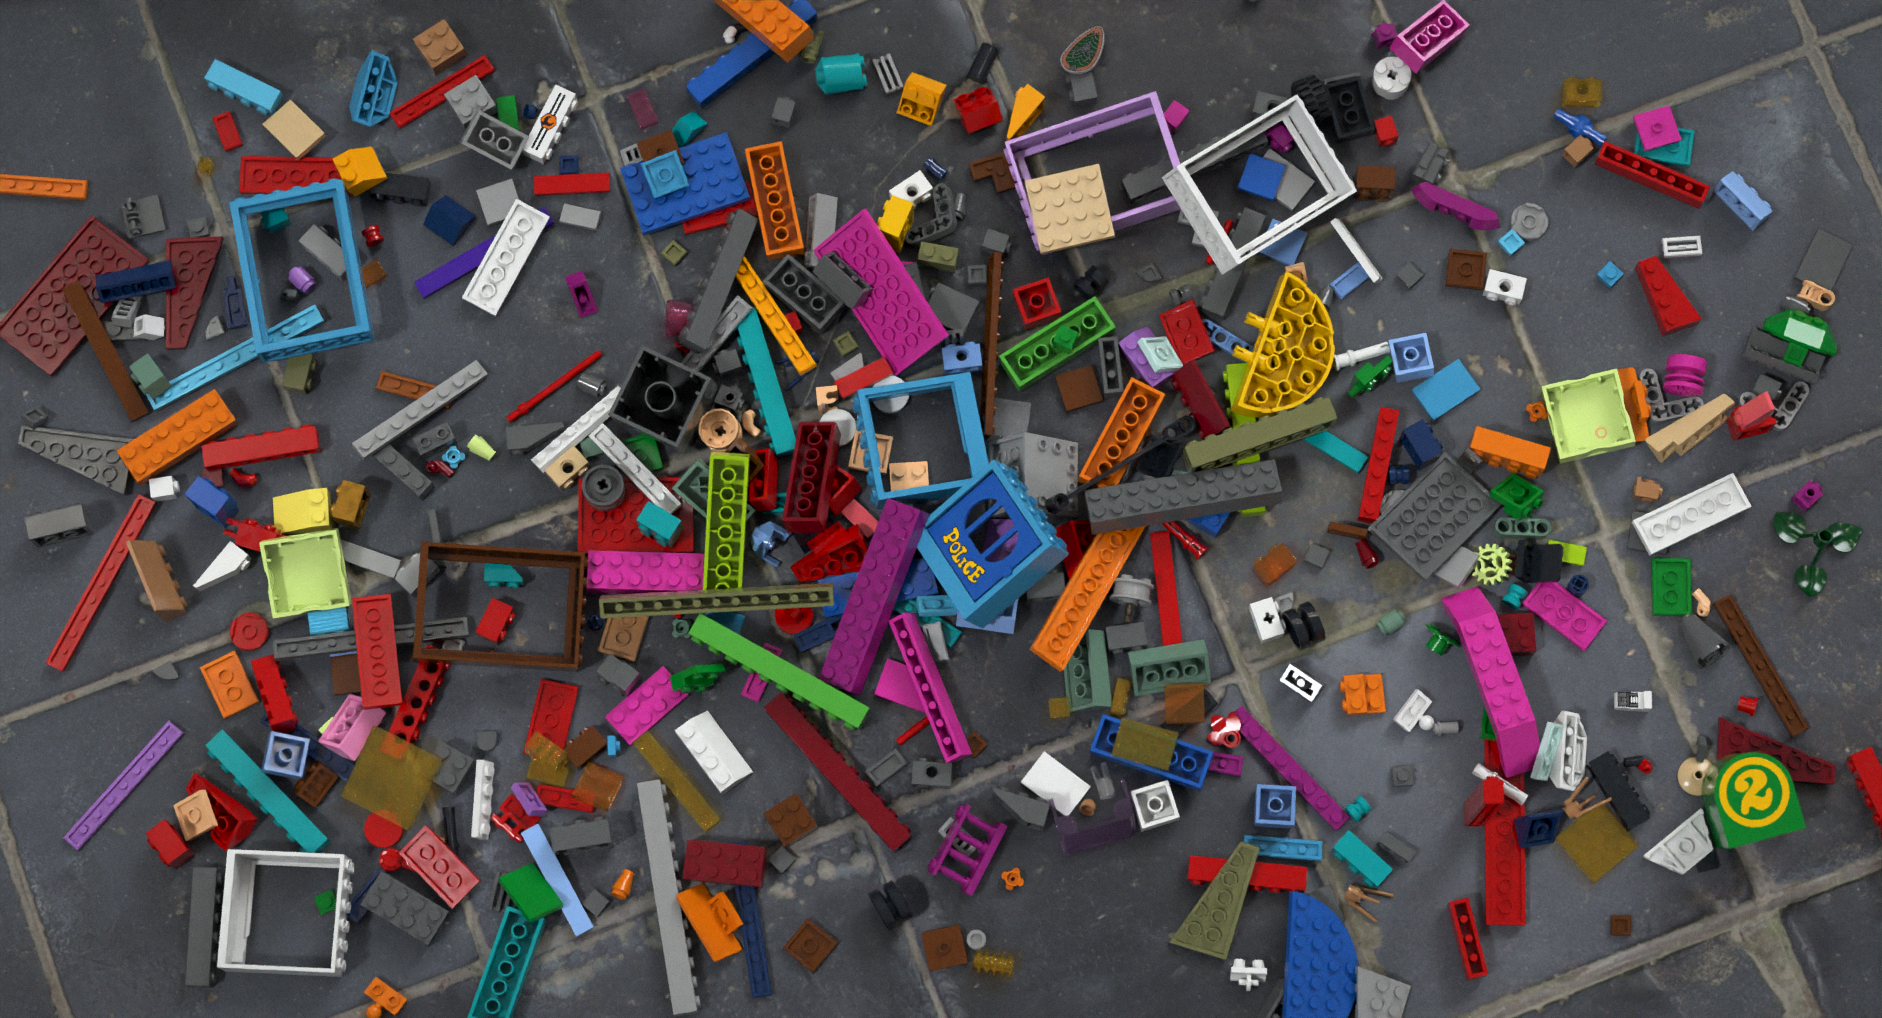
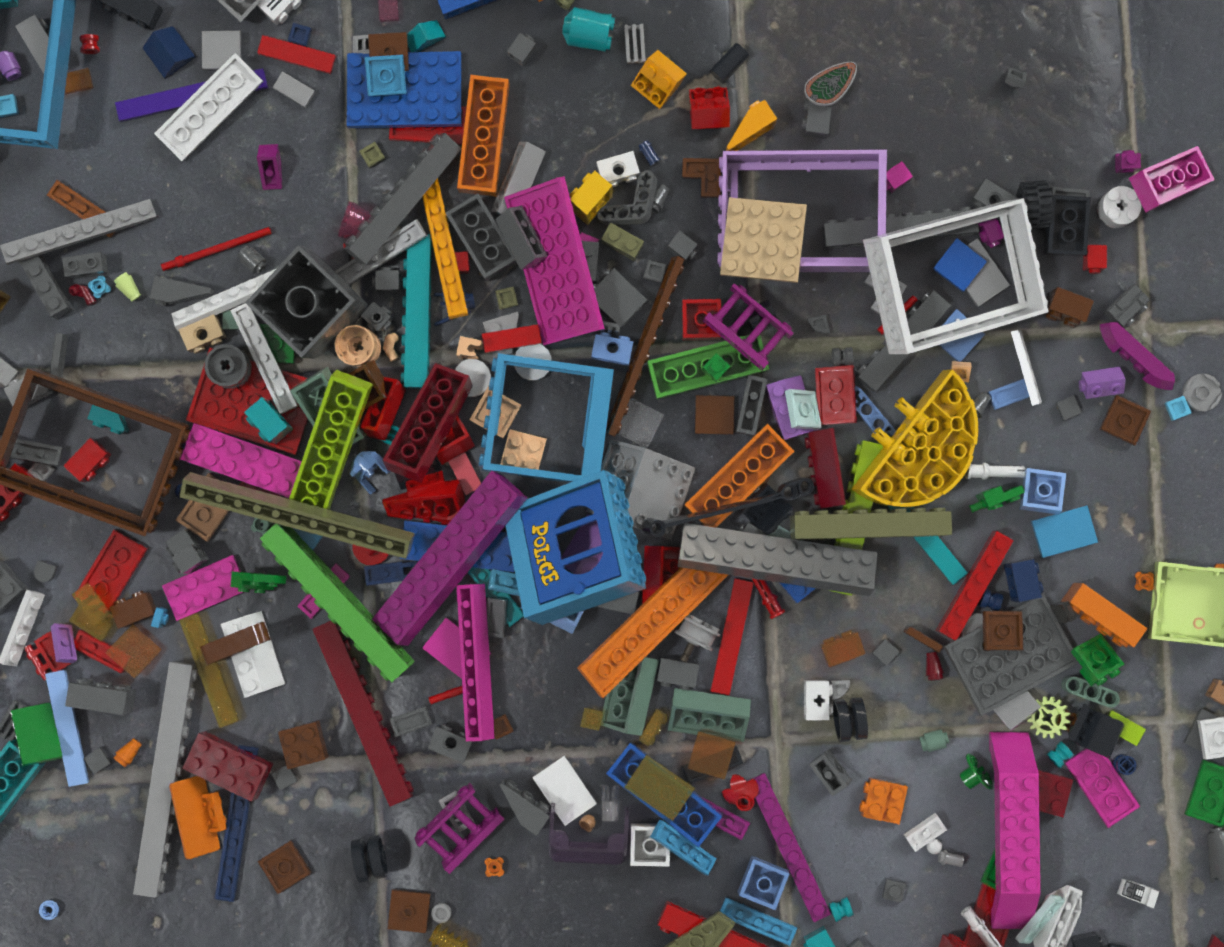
camera: 15 degrees right, 10 degrees up
(682, 753) = (235, 643): none -> reddish brown beam
(1085, 311) = (730, 333): none -> magenta fence
(1187, 796) = (683, 848): none -> dark azure tile
(1418, 496) = (1003, 630): none -> reddish brown tile
(1432, 241) = (1102, 382): none -> medium lavender brick
(1514, 283) = (1167, 451): white brick -> none

